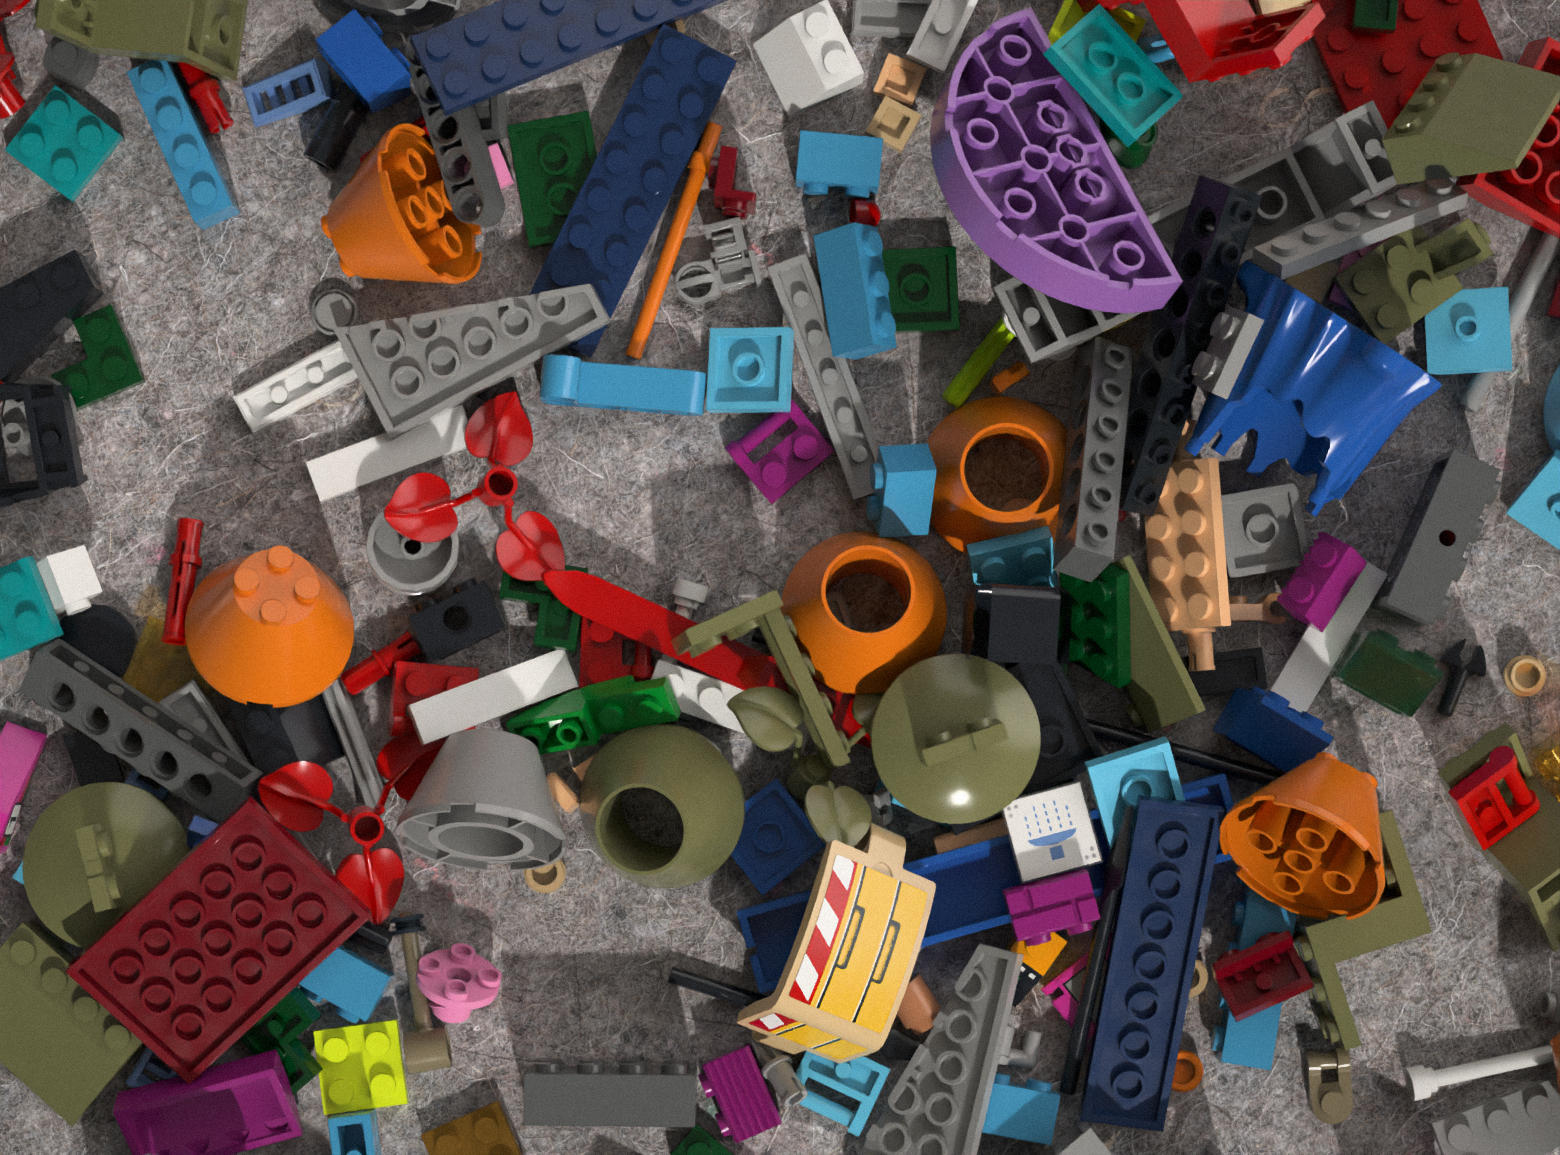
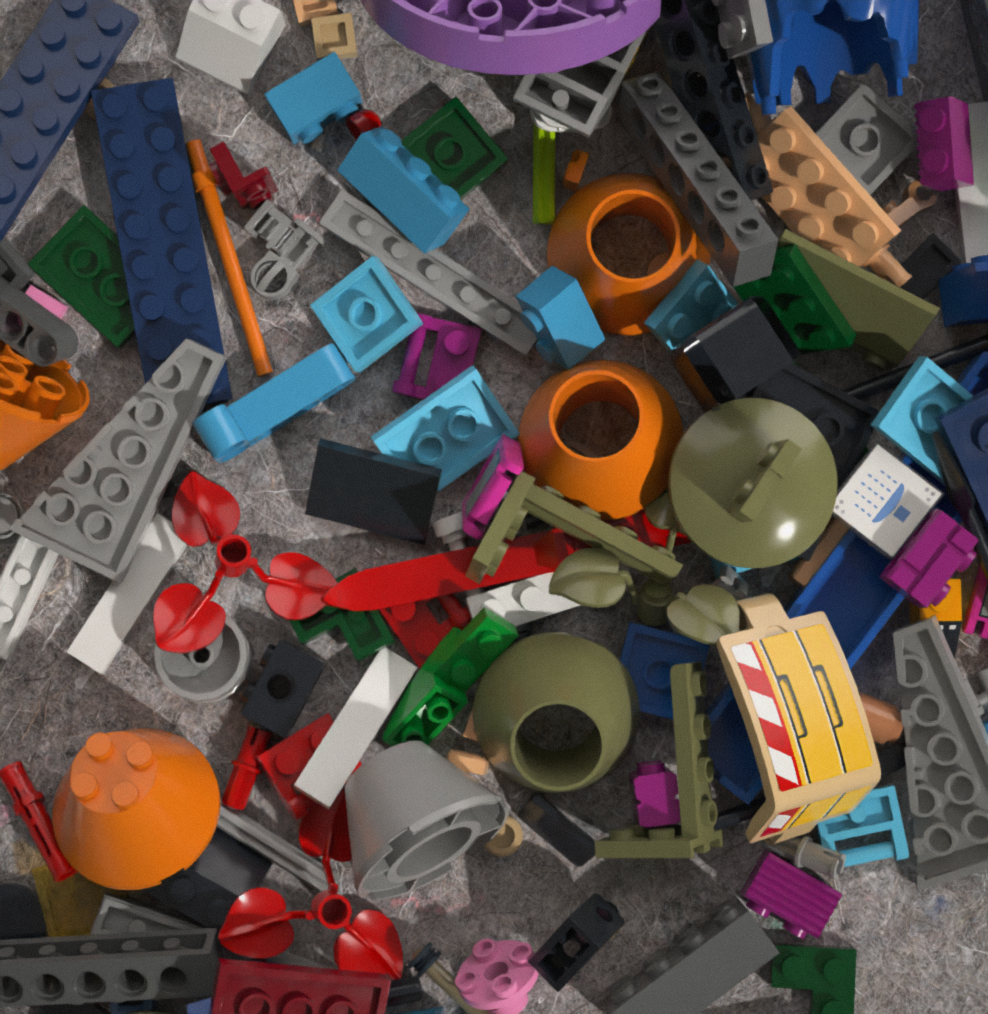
camera: 30 degrees left, 0 degrees up
(559, 995) = (589, 928): none -> black torso
(593, 902) = (557, 829): none -> black slope
(647, 517) = (372, 491): none -> black tile
(691, 929) = (654, 794): none -> magenta brick
(729, 940) = (694, 774): none -> olive bracket
(740, 515) = (449, 428): none -> medium azure plate
(745, 584) = (491, 486): none -> dark pink container

